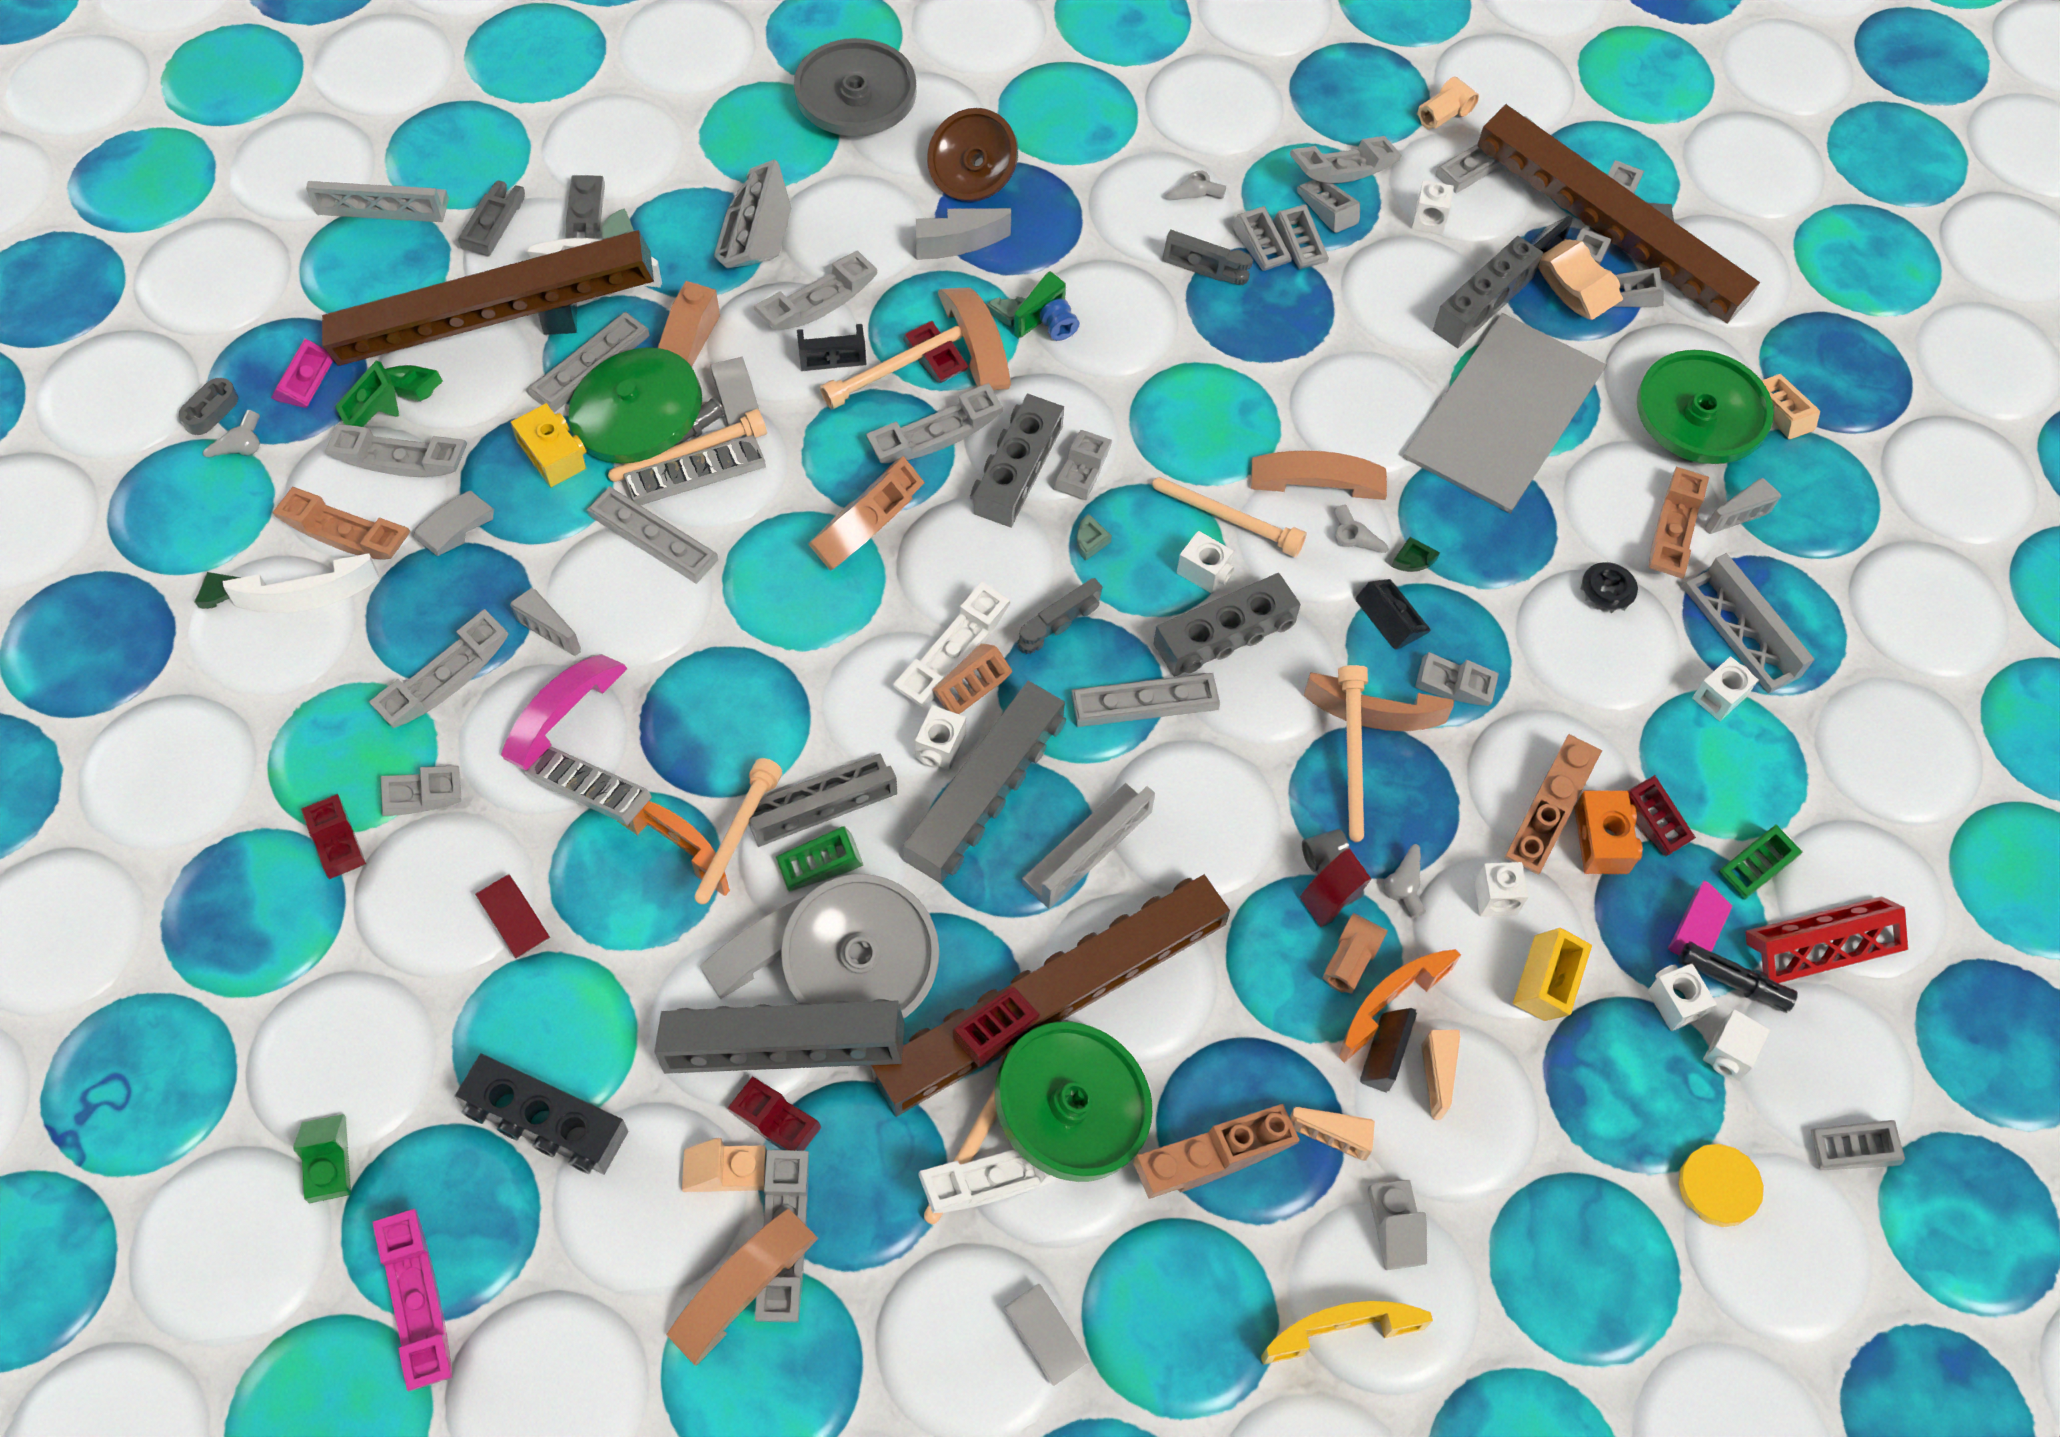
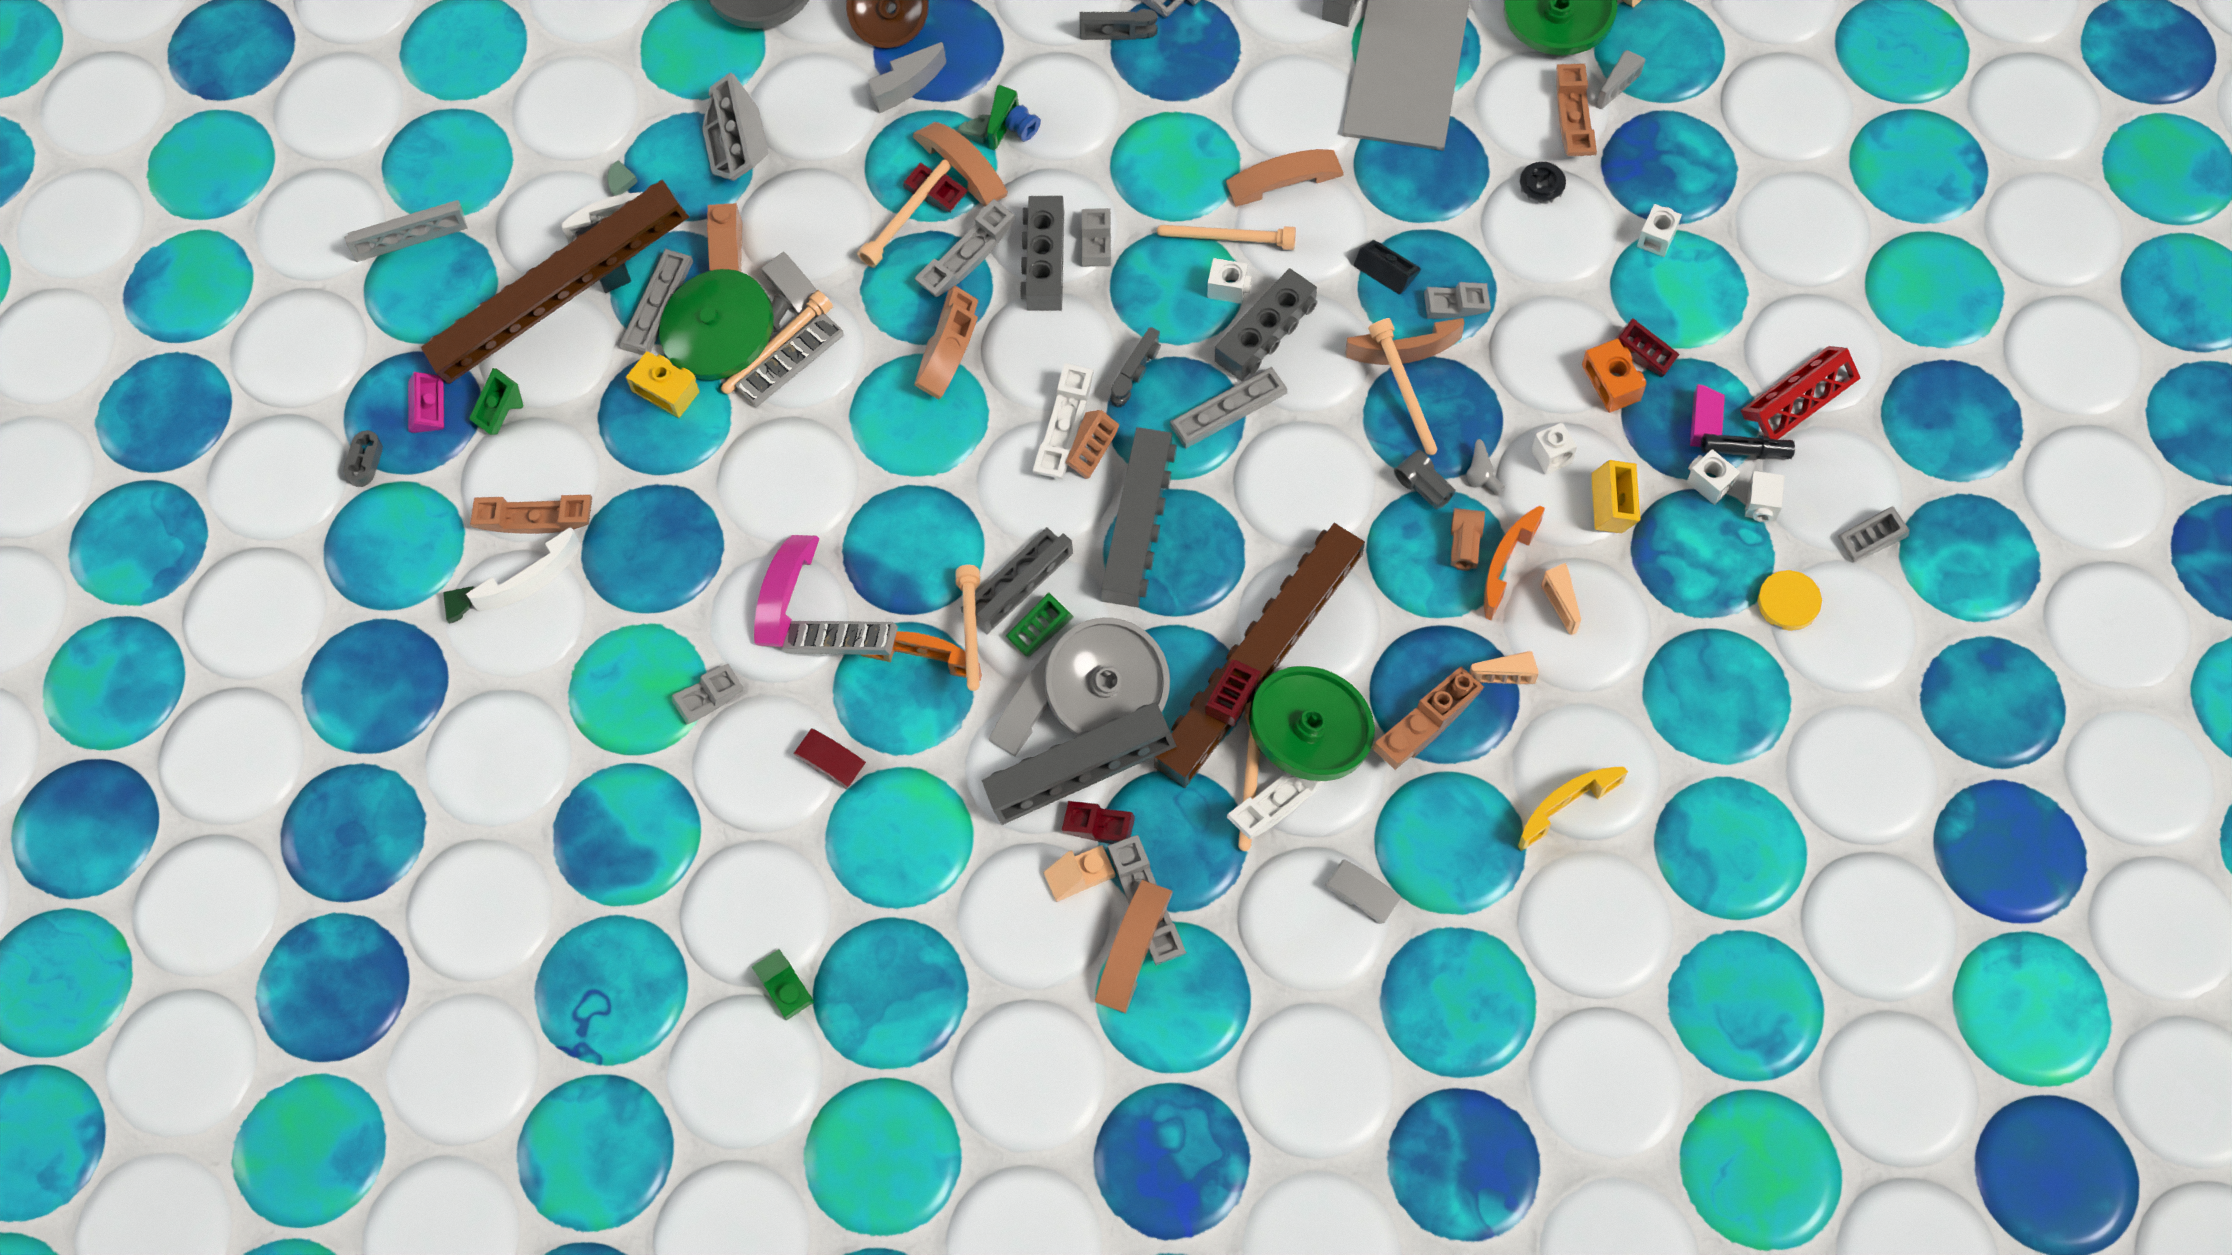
camera: 15 degrees left, 5 degrees up
(238, 439) = (404, 476): light grey animal -> none
(333, 836) = (659, 754): dark red slope -> none
(395, 456) = (542, 440): light grey slope -> none
(414, 381) = (525, 372): green plate -> none
(414, 1299) = (902, 1050): dark pink slope -> none
(444, 675) = (677, 597): light grey slope -> none
(450, 523) = (618, 476): light grey slope -> none
(491, 218) = (510, 211): dark grey hinge -> none
(492, 1079) = (880, 877): black brick -> none
(537, 615) = (733, 525): light grey slope -> none
(585, 206) = (582, 170): dark grey hinge -> none
(653, 534) = (782, 424): light grey tile -> none
(819, 298) = (818, 175): light grey slope -> none
(832, 351) = (850, 217): black hinge -> none
(940, 724) = (1088, 486): white brick -> none
(1088, 844) = (1236, 534): light grey fence -> none
(1091, 537) = (1129, 294): sand green tile -> none
(1334, 887) = (1434, 494): dark red slope -> none
(1354, 533) = (1332, 213): light grey animal -> none
(1388, 1049) = (1519, 597): black slope -> none
(1399, 1225) = (1577, 718): light grey slope -> none
(1415, 556) = (1385, 214): dark green tile -> none
(1553, 804) = (1566, 369): nougat slope -> none
(1761, 623) = (1662, 168): light grey fence -> none
(1782, 845) = (1743, 334): green slope -> none

